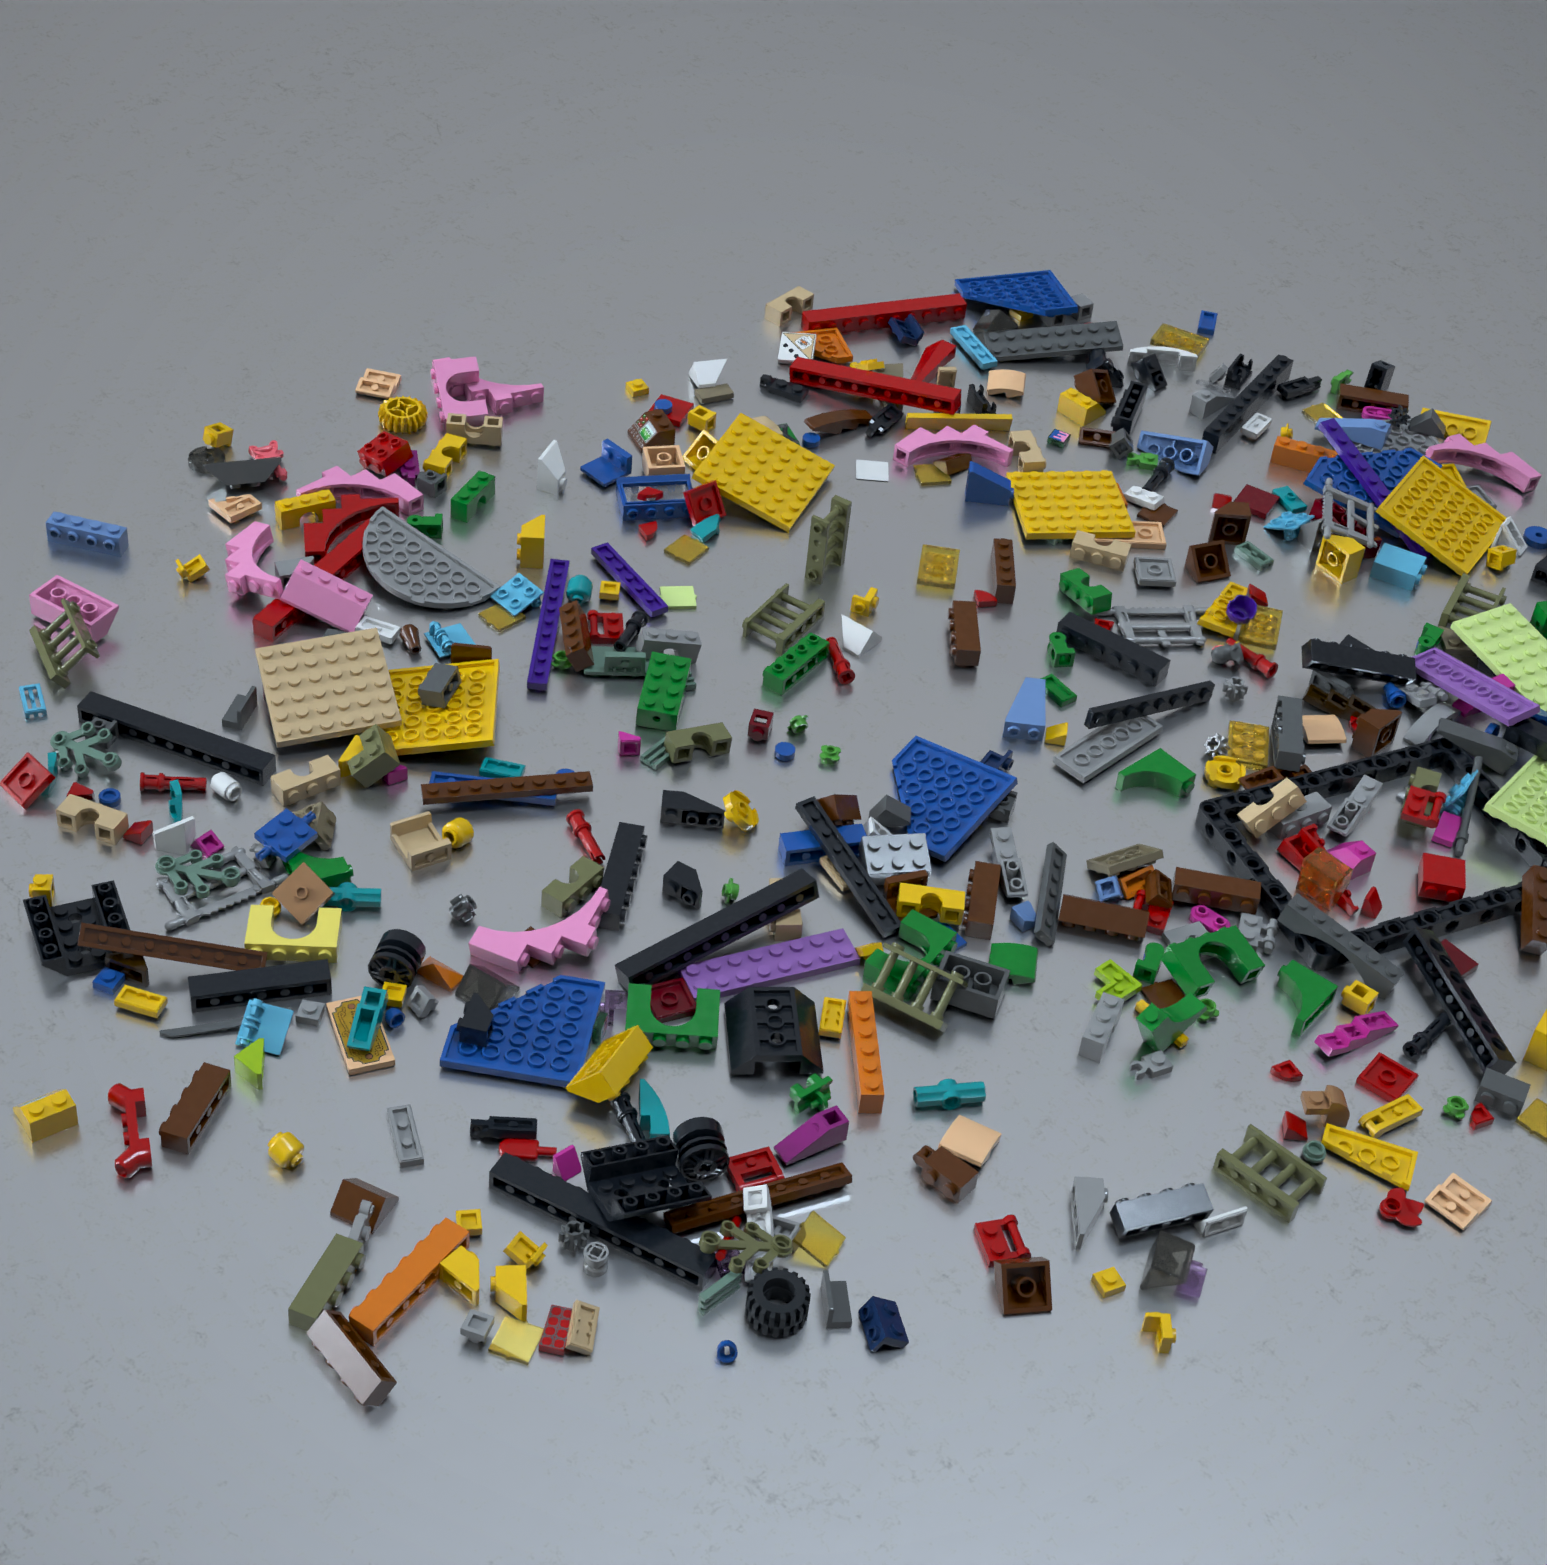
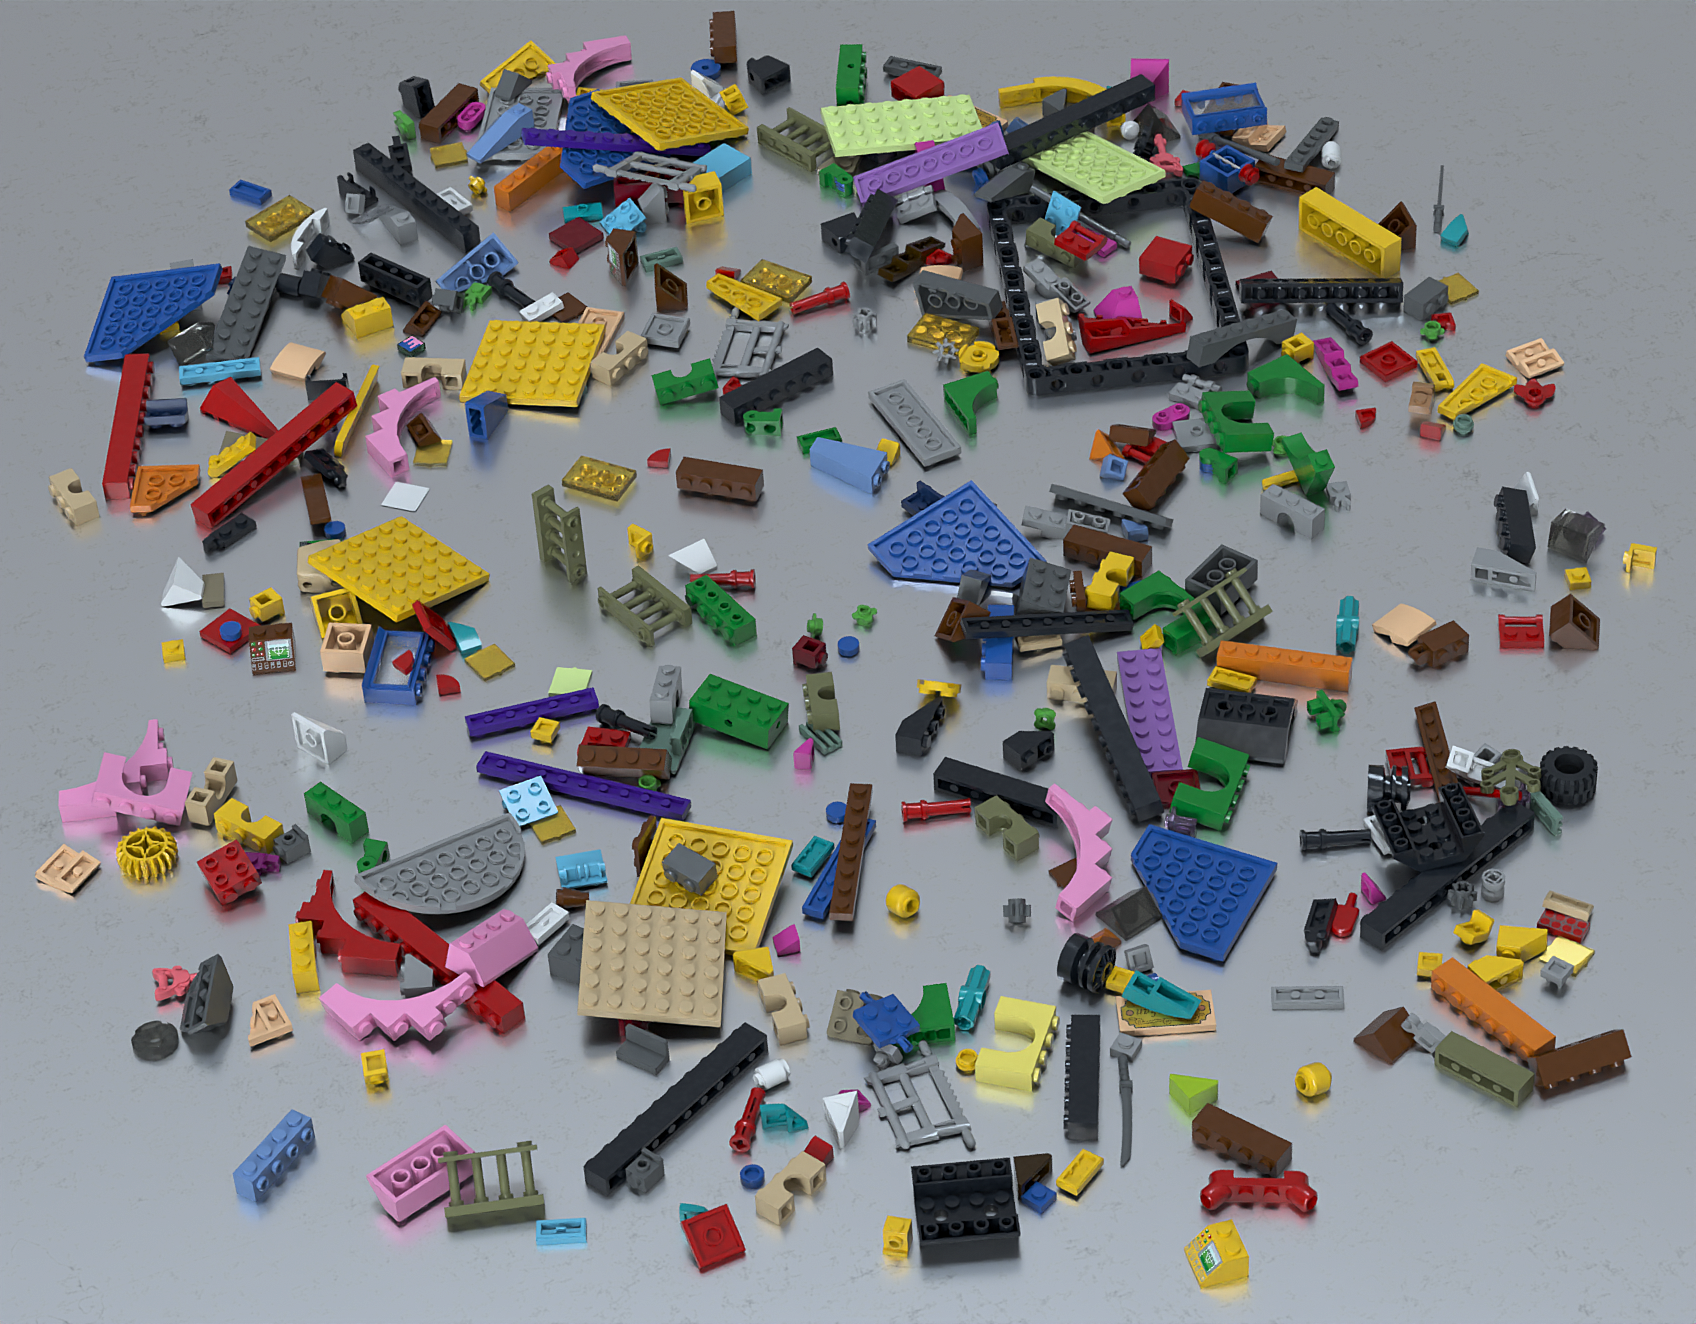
camera: 65 degrees left, 0 degrees up
(63, 741) = (671, 1187): sand green plant -> none
(81, 791) = (744, 1196): red slope -> none
(169, 948) = (1029, 1128): reddish brown plate -> none
(170, 867) = (892, 1127): sand green plant -> none
(218, 435) = (125, 1023): yellow brick -> none
(264, 1022) = (1146, 1077): medium azure hinge -> none
(303, 893) = (968, 1023): medium nougat plate -> none
(368, 487) = (276, 901): bright pink arch -> none
(376, 759) = (781, 935): olive brick -> none
(419, 841) = (905, 934): tan panel -> none
(476, 1023) = (1188, 914): black slope -> none
(532, 543) = (453, 769): yellow slope -> none
(579, 589) = (538, 750): teal head -> none
(599, 1028) = (1208, 834): clear green tile -> none
(611, 1066) = (1266, 834): yellow slope -> none
(612, 464) = (320, 692): blue bracket -> none
(651, 1112) = (1327, 817): teal slope -> none
(721, 1351) = (1608, 820): blue hinge -> none
(796, 345) = (165, 504): tile -> none
(816, 1134) = (1381, 717): magenta slope -> none
(819, 1239) = (1498, 738): clear yellow piece -> none
(835, 1302) = (1560, 739): dark grey panel -> none
(882, 1323) = (1599, 721): dark blue bracket -> none
(946, 376) = (292, 399): tan plate -> none
(1003, 570) = (627, 431): reddish brown brick -> none
(1018, 958) = (1190, 550): green slope -> none
(1117, 981) = (1237, 488): lime plate -> none
(1125, 859) = (1084, 445): dark tan plate -> none
(1149, 704) = (881, 376): black plate -> none
(1162, 993) = (1257, 467): reddish brown piece -> none
(1216, 890) = (1143, 397): reddish brown brick -> none
(1225, 653) = (812, 311): dark grey animal -> none
(1241, 609) = (763, 280): dark purple hair -> none
(1260, 1188) = (1482, 468): olive fence -> none
(1323, 878) = (1153, 326): clear orange slope -> none
(1395, 697) = (908, 222): blue cone -> none
(1401, 419) = (491, 95): black gear -> none

